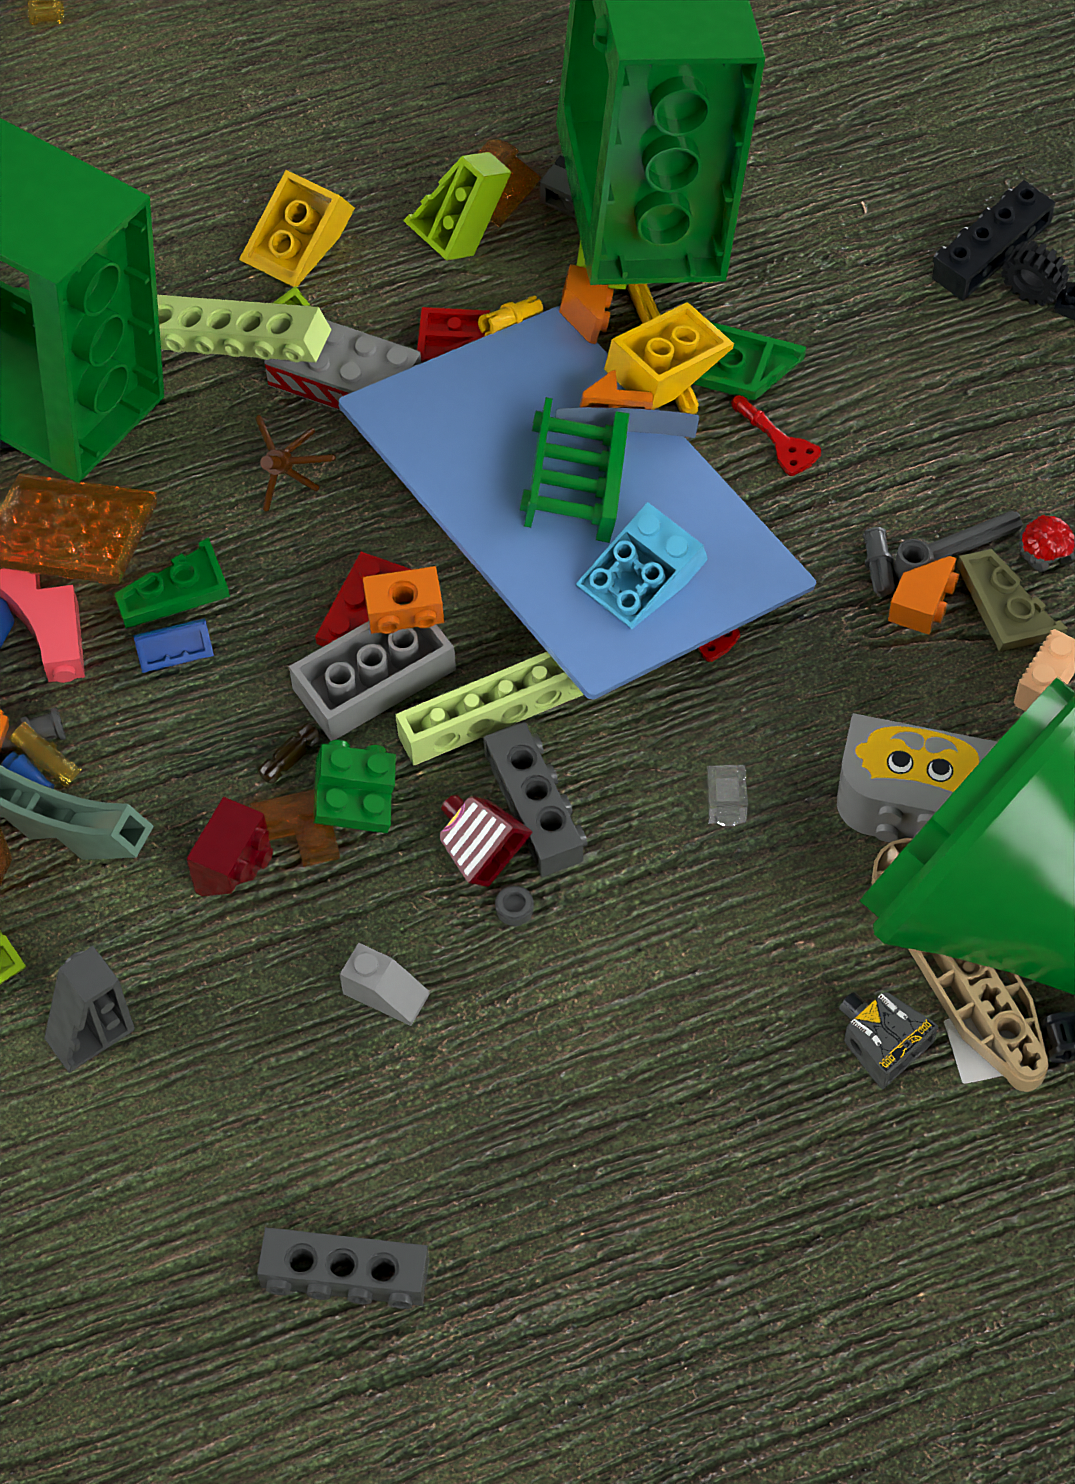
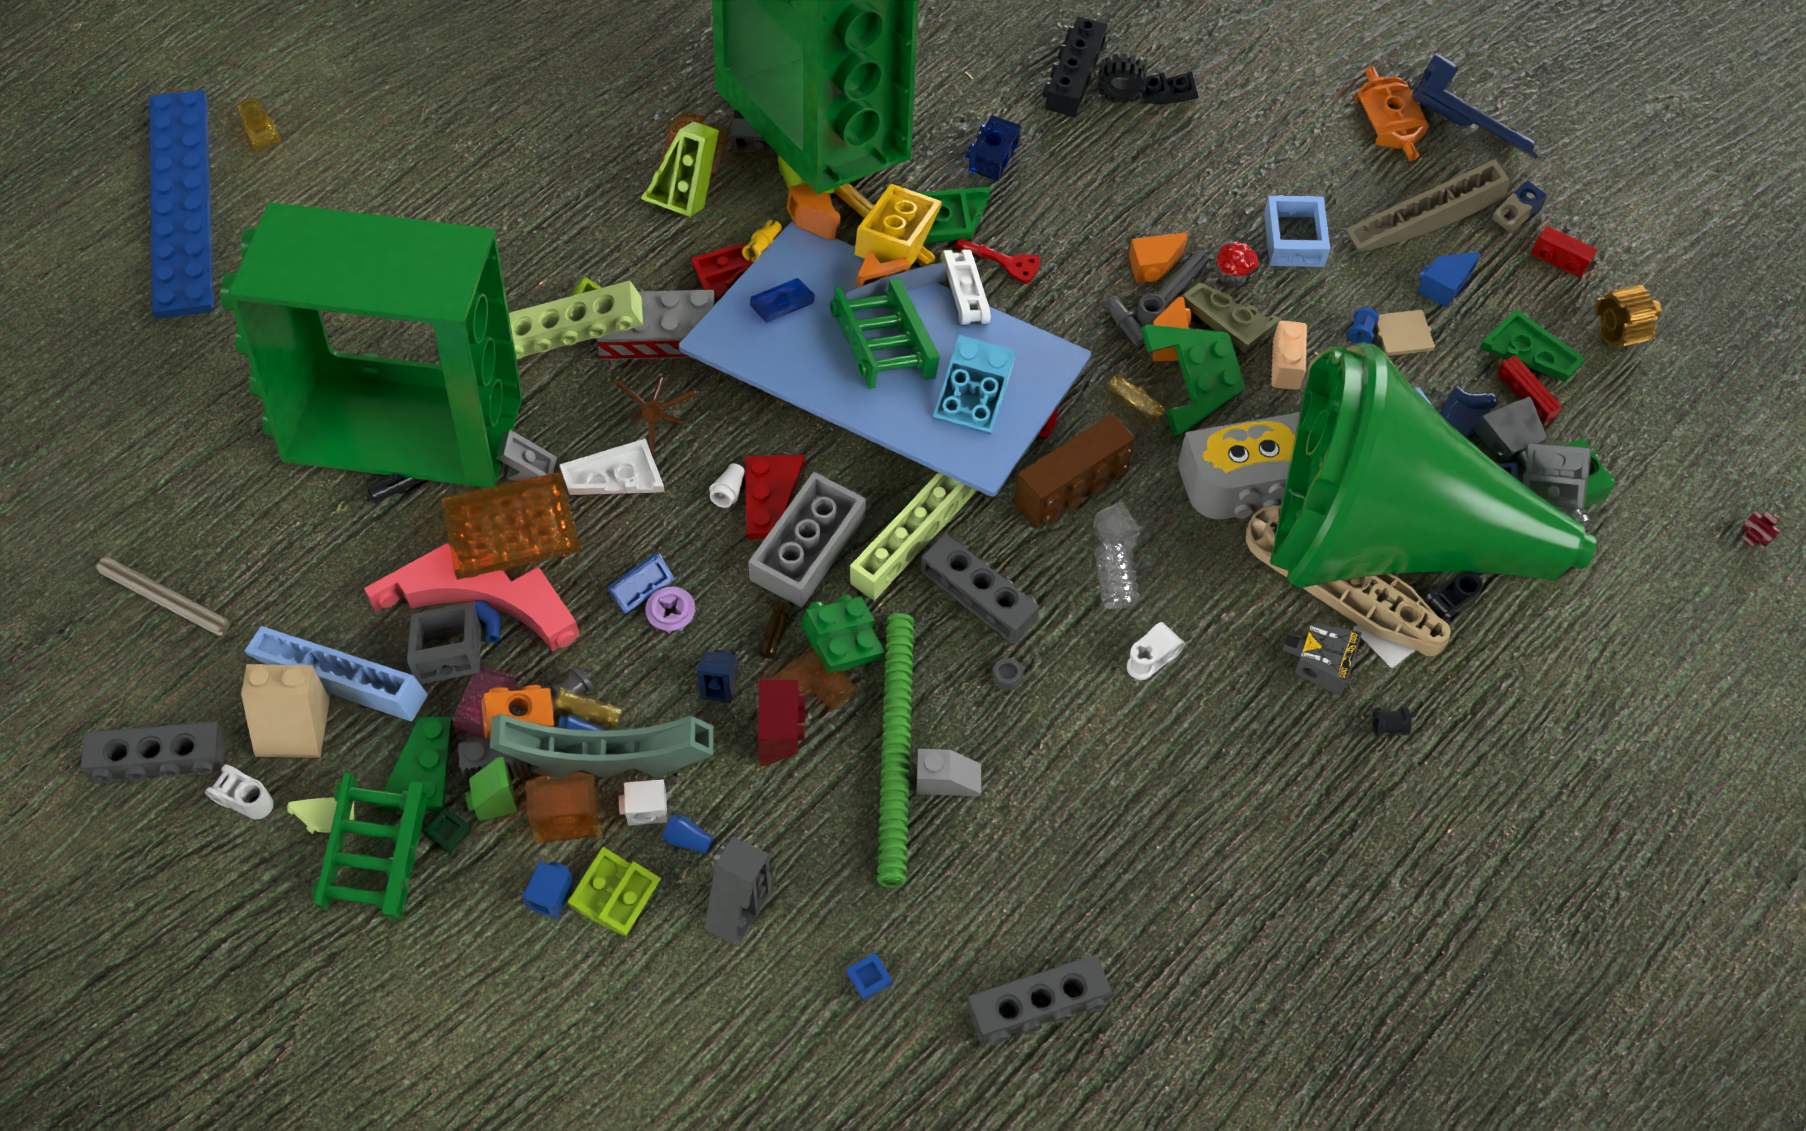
camera: 30 degrees left, 0 degrees up
(51, 879) = (644, 802): none -> white brick
(73, 929) = (686, 835): none -> blue cone
(125, 461) = (524, 457): none -> light grey slope
(180, 1162) = (869, 977): none -> blue plate
(181, 586) = (618, 537): green wing -> none
(196, 673) = (668, 598): none -> lavender gear
(196, 776) = (717, 675): none -> dark blue slope
(222, 514) = (614, 471): none -> white wing
(296, 229) = (560, 234): yellow slope -> none
(322, 577) = (726, 488): none -> white cone
(344, 933) = (895, 751): none -> bright green piece
(413, 586) = (819, 463): orange brick -> none
(481, 837) = (960, 632): dark red torso -> none
(483, 390) = (782, 300): none -> clear blue plate
(691, 947) = (1153, 652): none -> white piece
(694, 846) = (1116, 575): none -> clear piece
(710, 452) = (966, 287): none -> white plate
(710, 709) = (1074, 471): none -> reddish brown brick
(838, 303) = (993, 147): none -> clear blue brick
(839, 654) = (1136, 397): none -> clear yellow pin
(920, 1142) = (1391, 721): none -> black bush
(939, 650) = (1207, 367): none -> green wing
(959, 499) = (1156, 255): none -> orange slope

